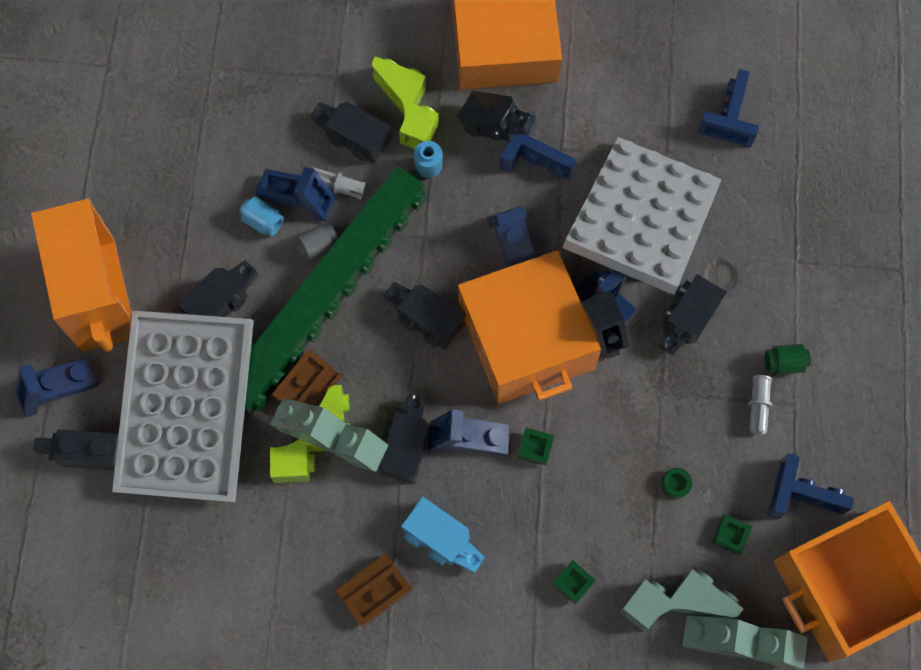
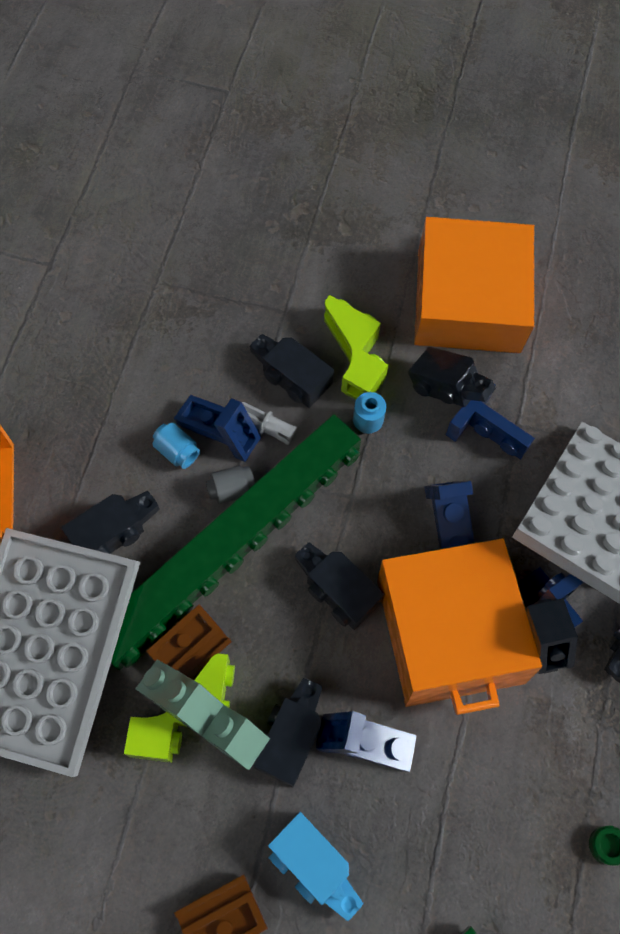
camera: 10 degrees right, 5 degrees down
(535, 446) = (444, 768): dark green plate -> none

